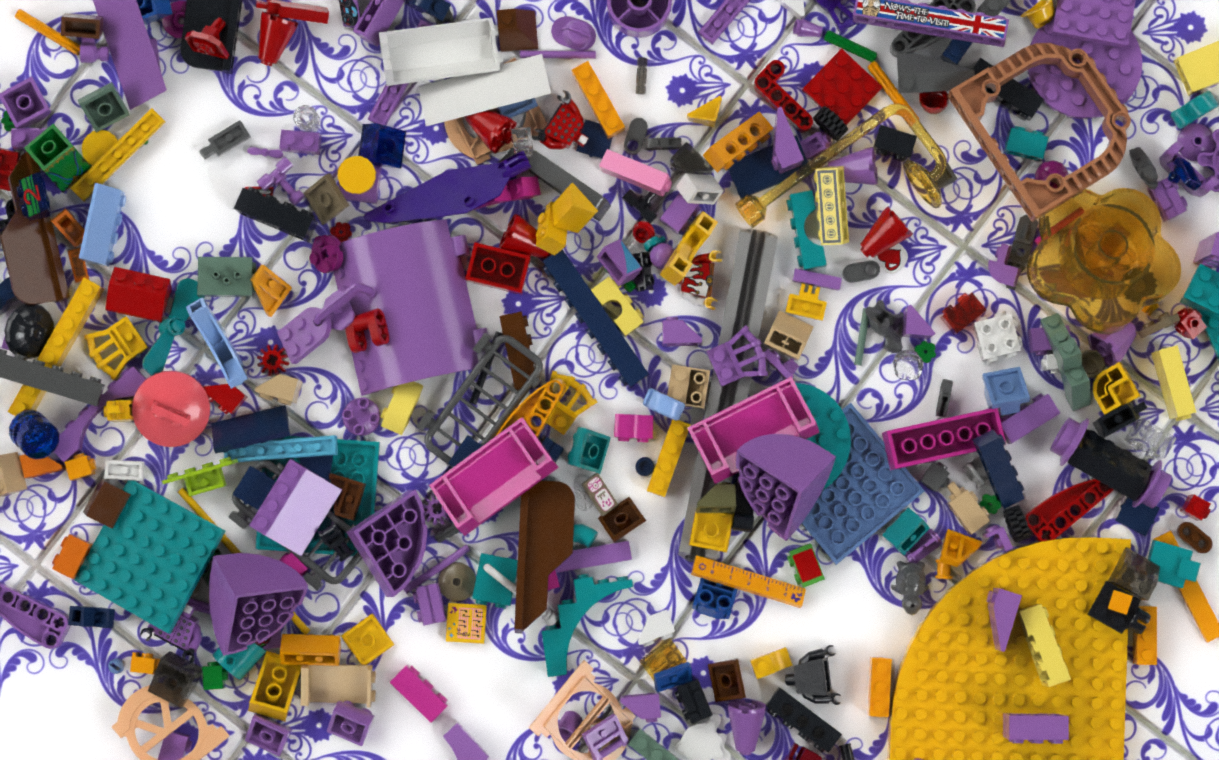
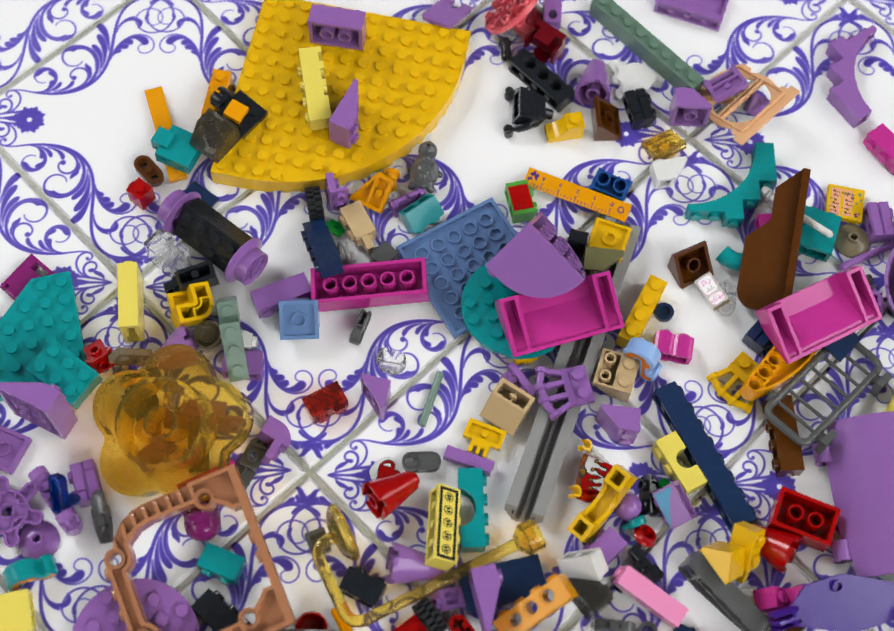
camera: 175 degrees left, 20 degrees down
(483, 375) = (824, 411): black bar -> none
(588, 450) = (720, 330): teal brick -> none
(596, 556) = (716, 240): medium lavender tile -> none
(673, 677) = (657, 128): blue plate -> none
(879, 687) = (468, 94): light orange brick -> none
(885, 324) = (407, 405): dark grey animal -> none
(929, 347) = (370, 369): green plant -> none
(997, 336) = (294, 374): white brick -> none
(1059, 506) = (271, 215): red beam -> none

